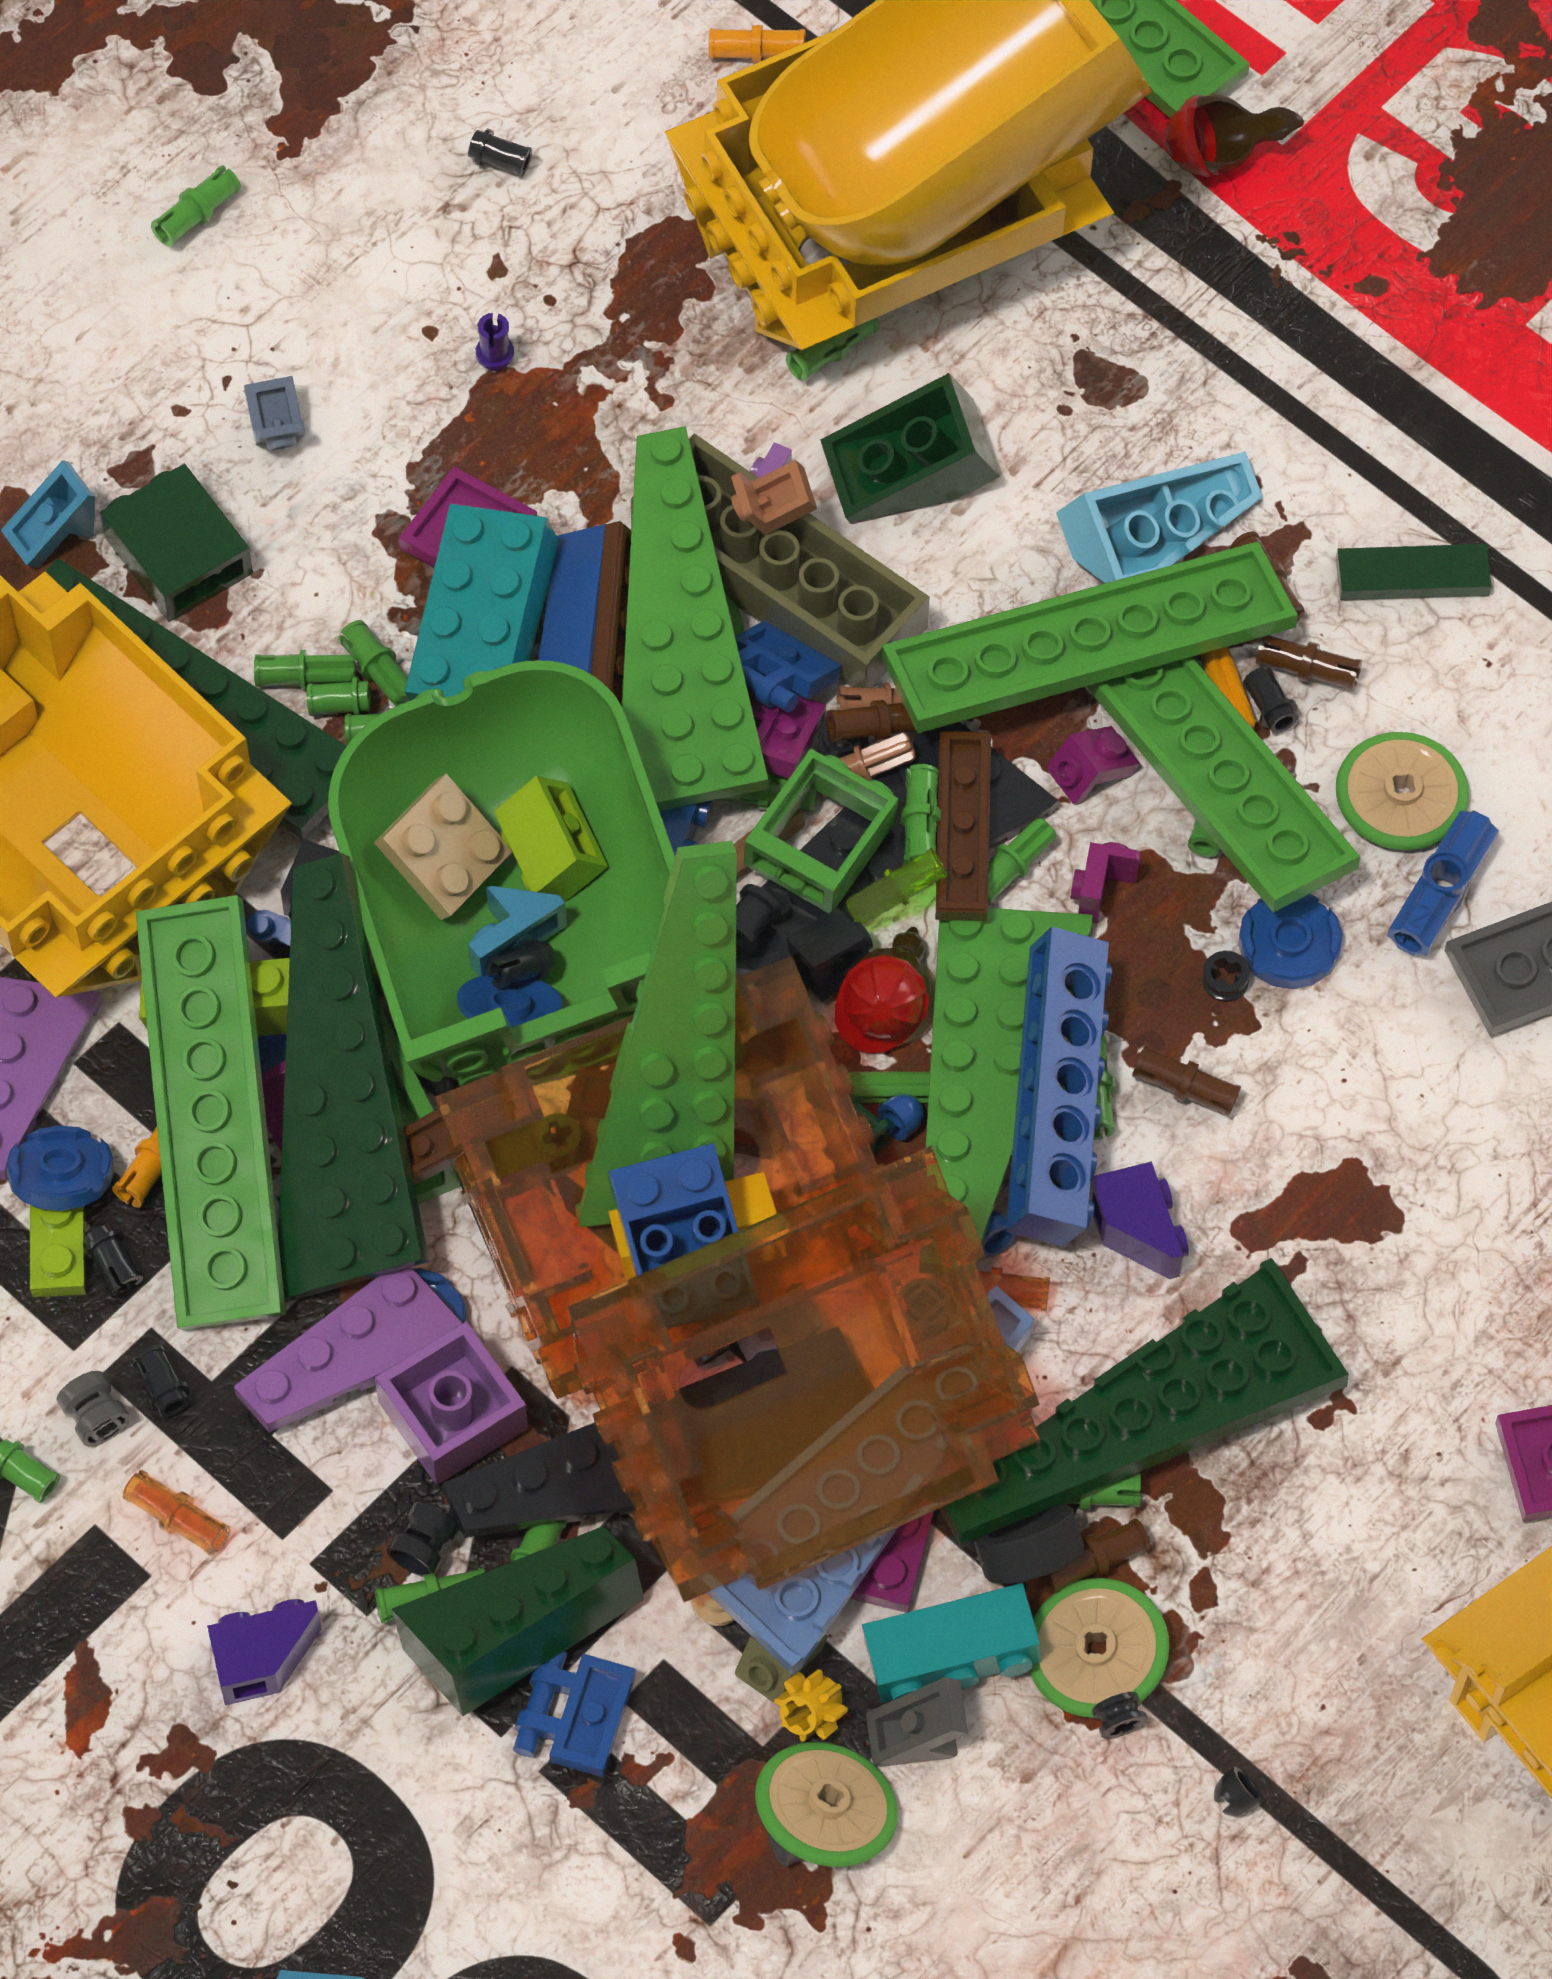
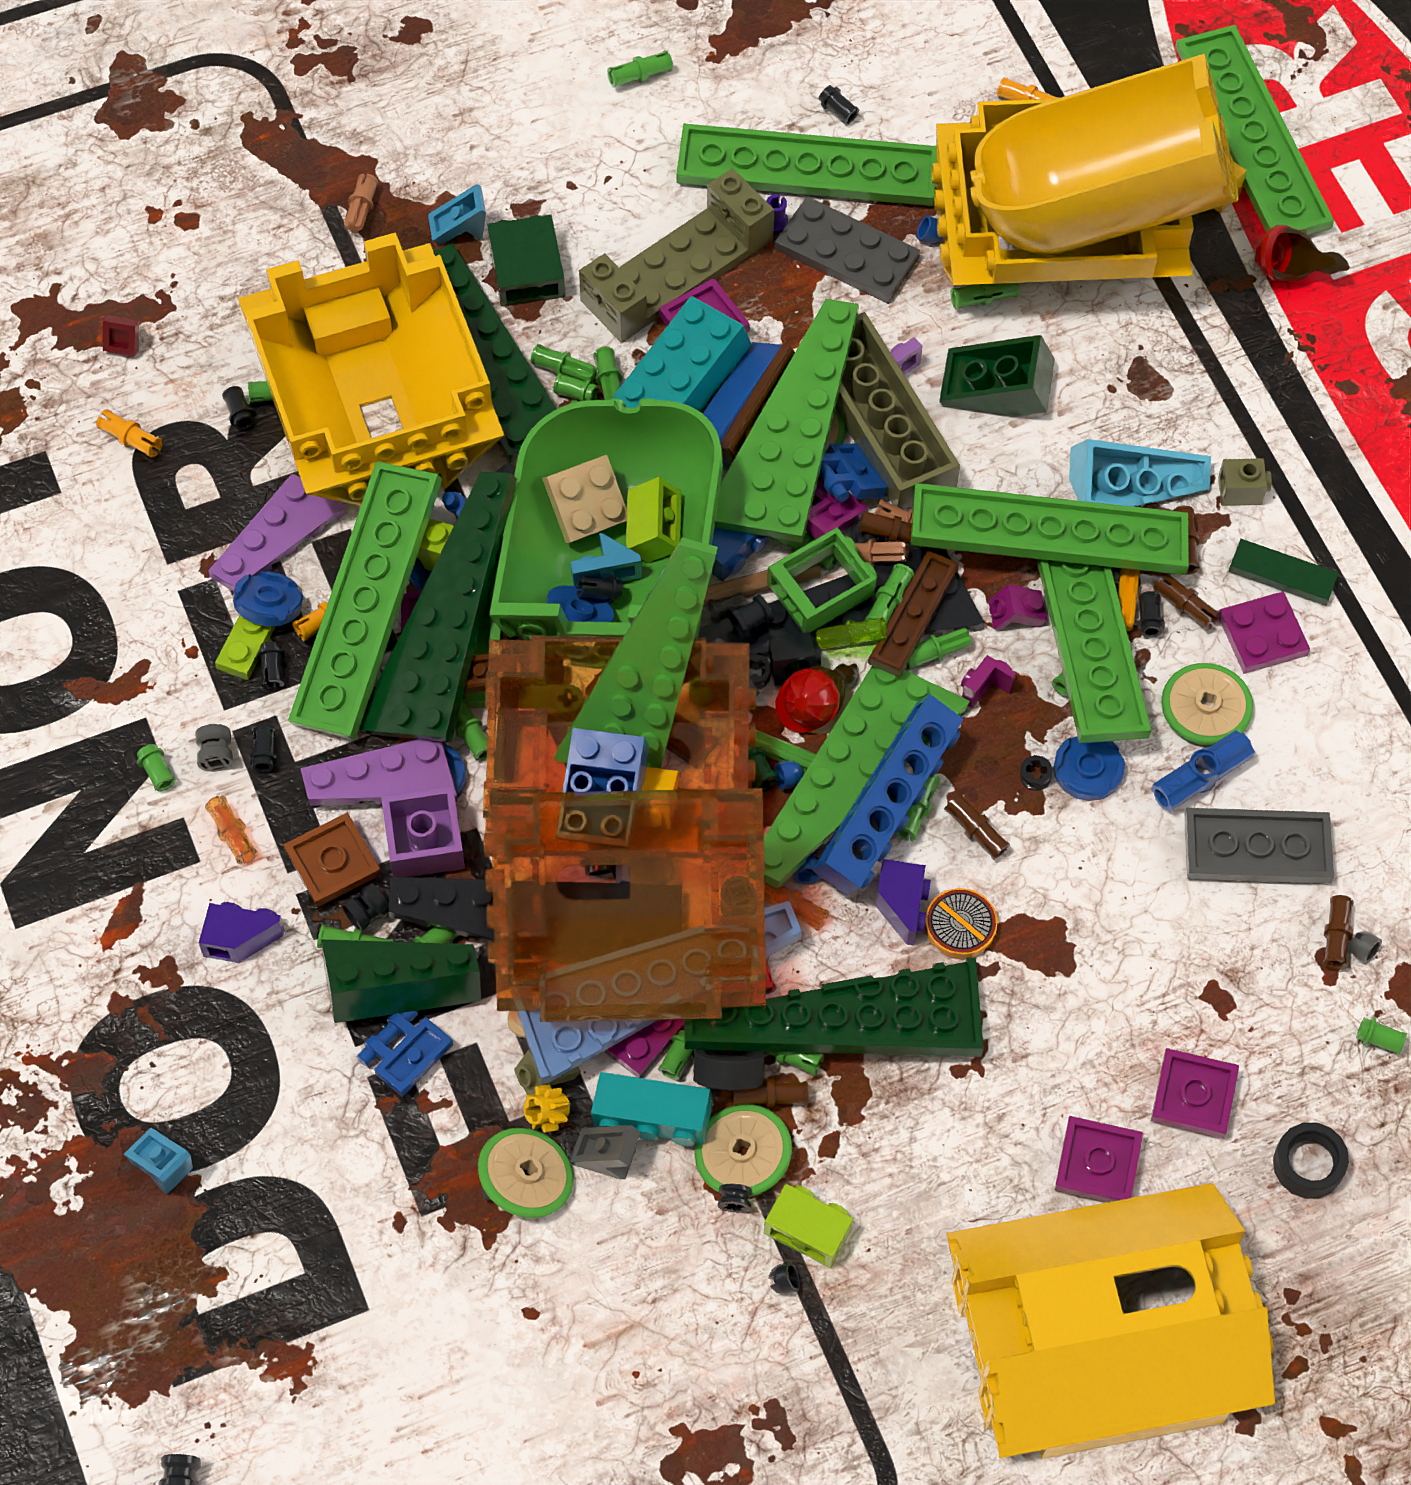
camera: 25 degrees right, 0 degrees up
(274, 413) = (623, 206): sand blue bracket -> none
(339, 1494) = (332, 859): none -> dark orange plate
(394, 458) = (699, 250): none -> olive plate
(450, 1241) = (470, 730): none -> bright green axle
(499, 255) = (809, 164): none -> bright green plate
(613, 354) = (847, 249): none -> dark grey plate
(713, 283) = (928, 230): none -> blue hinge
(773, 497) = (890, 368): nougat bracket -> none
(946, 1560) = (676, 1057): none -> bright green pin
(1229, 1220) = (961, 923): none -> tile
(1234, 1707) = (808, 1224): none -> lime brick
(1304, 470) = (1243, 482): none -> olive brick
(1427, 664) = (1263, 632): none -> magenta plate

